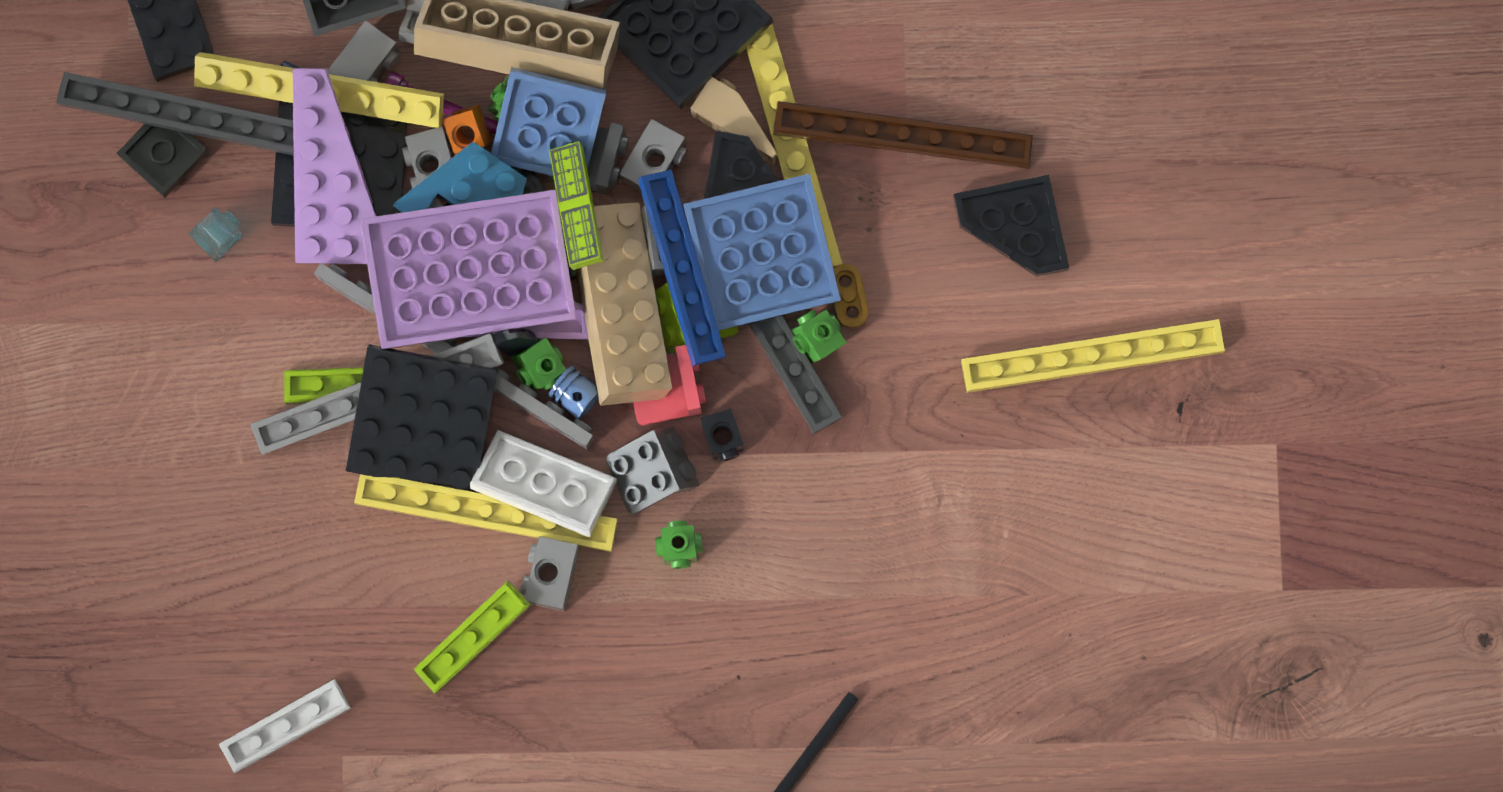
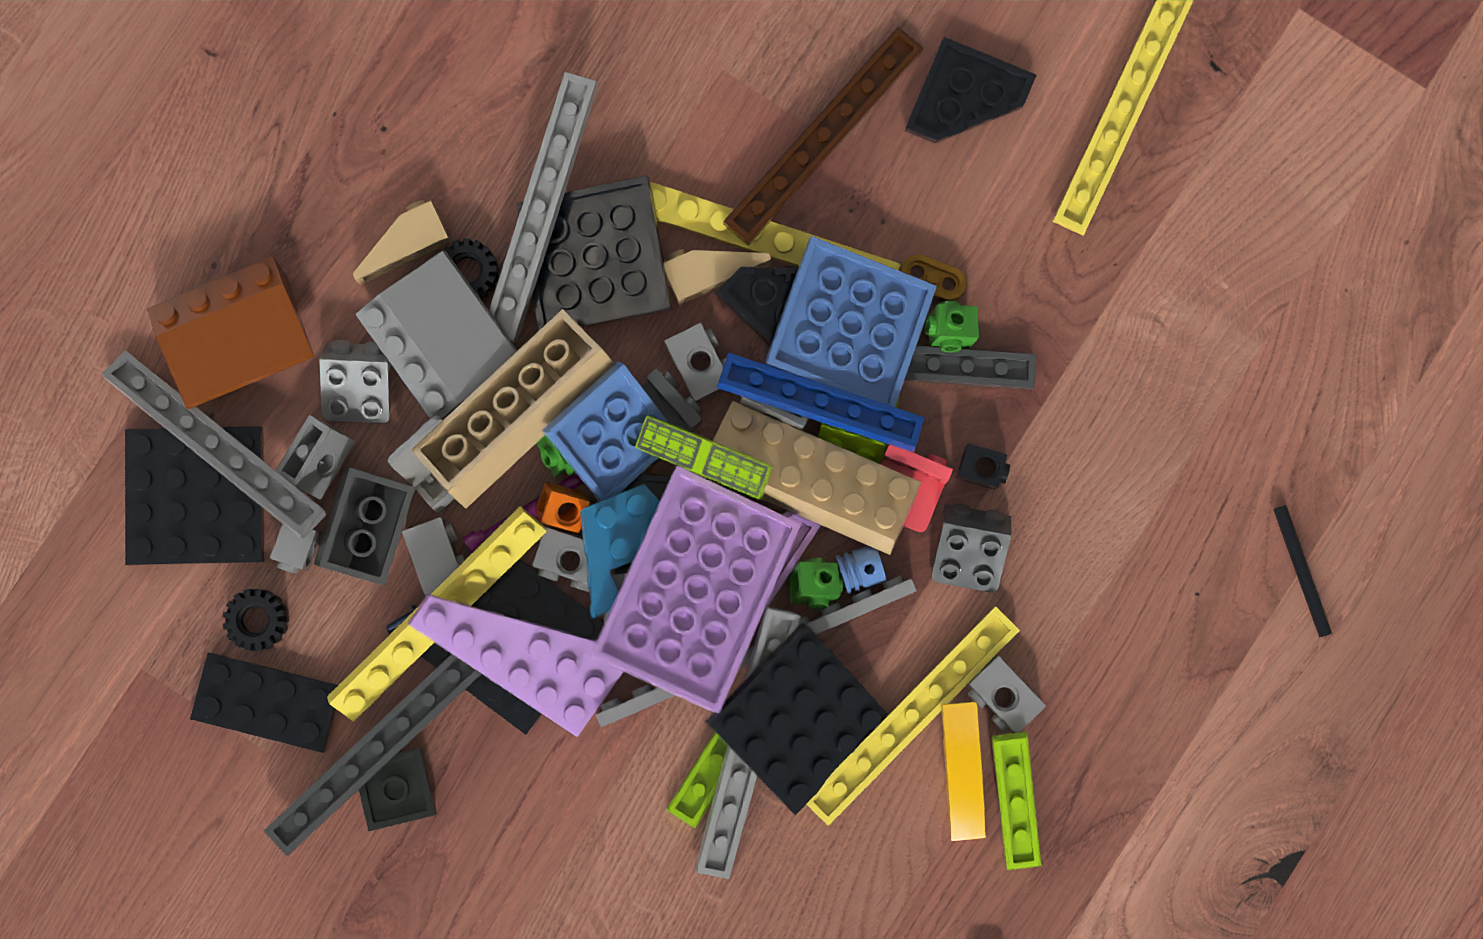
camera: 65 degrees left, 5 degrees up
(217, 233) = (502, 789): clear light blue brick -> none
(468, 580) = (963, 771): none -> yellow slope
(515, 342) = (786, 594): black tile -> none
(543, 483) = (921, 649): white tile -> none
(684, 556) = (1042, 568): bright green brick -> none

